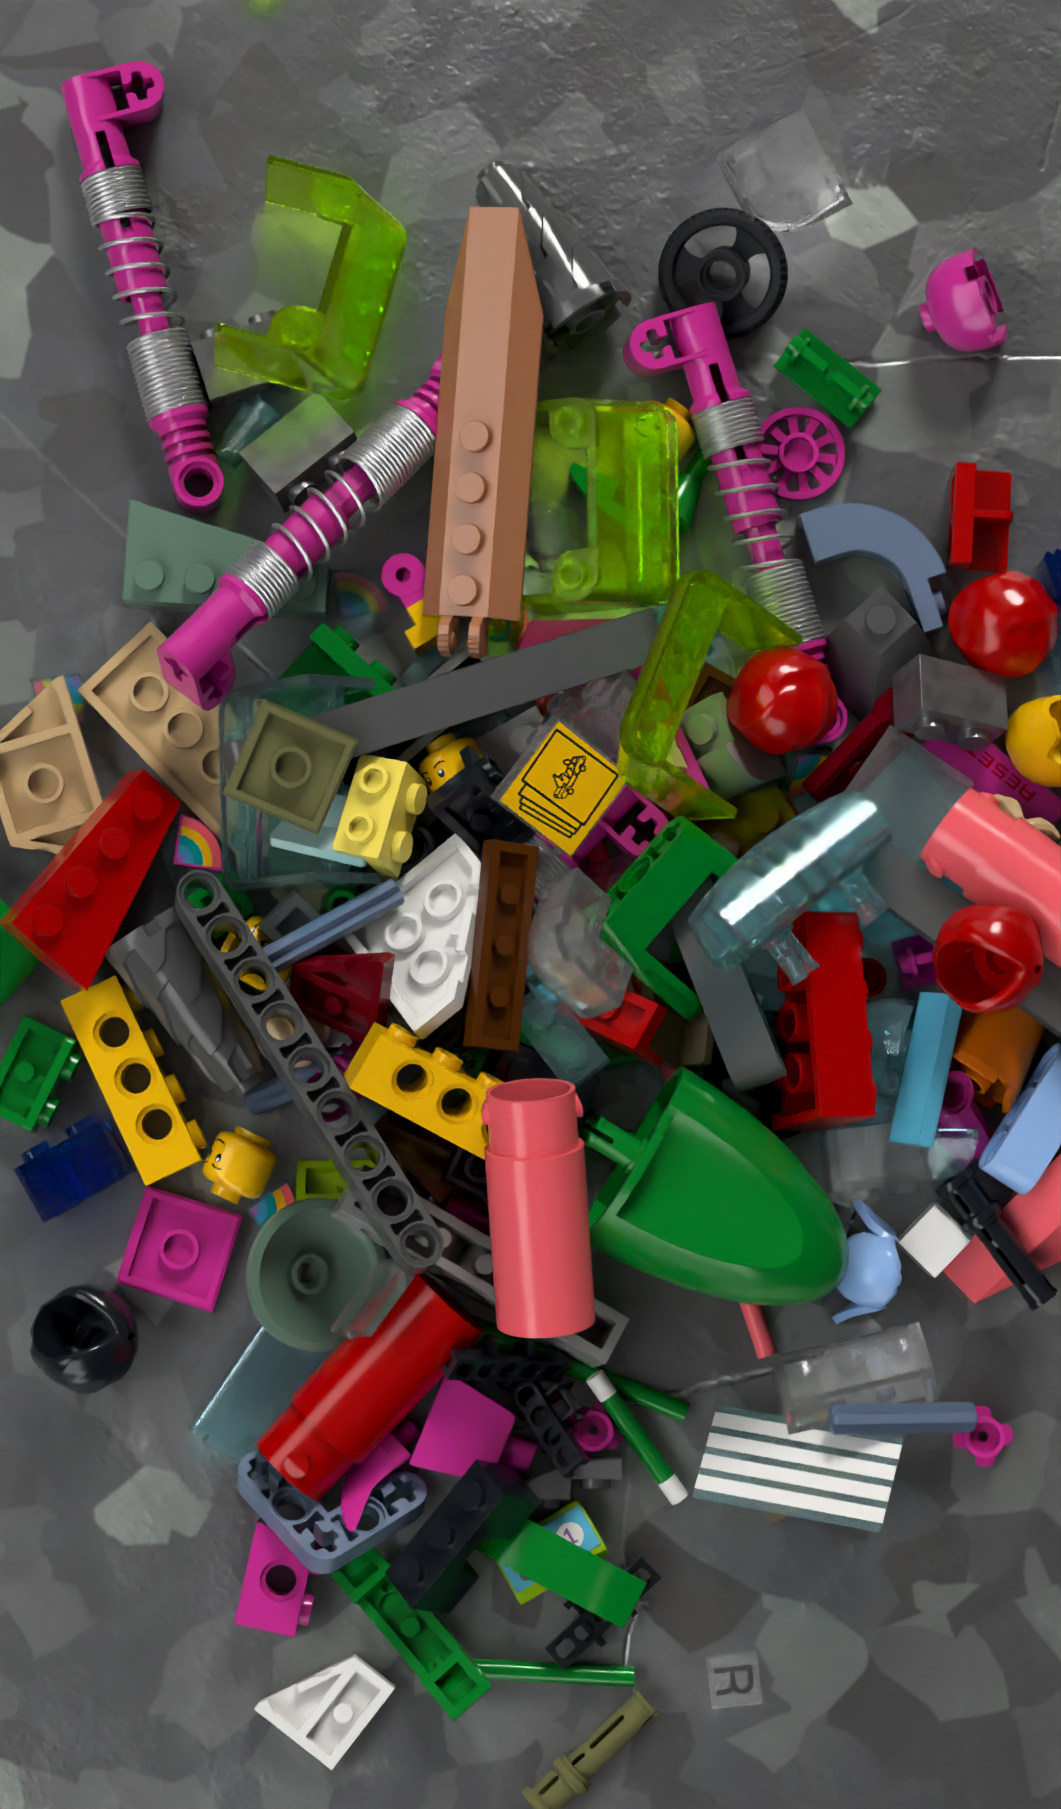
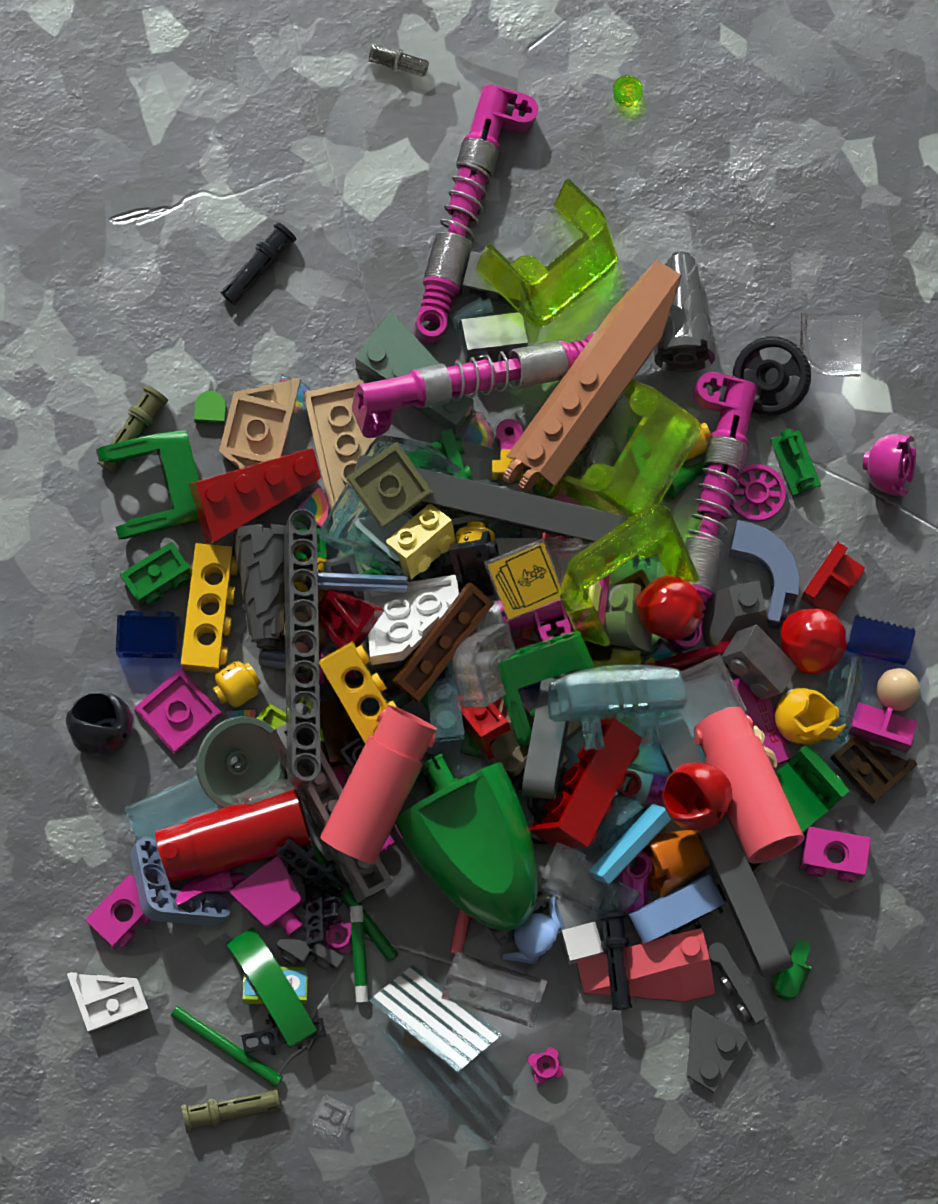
camera: 30 degrees right, 10 degrees down
(416, 1635) = (176, 980): green slope -> none
(482, 1506) = (252, 933): black arch -> none
(902, 1418) = (507, 1024): sand blue axle -> none

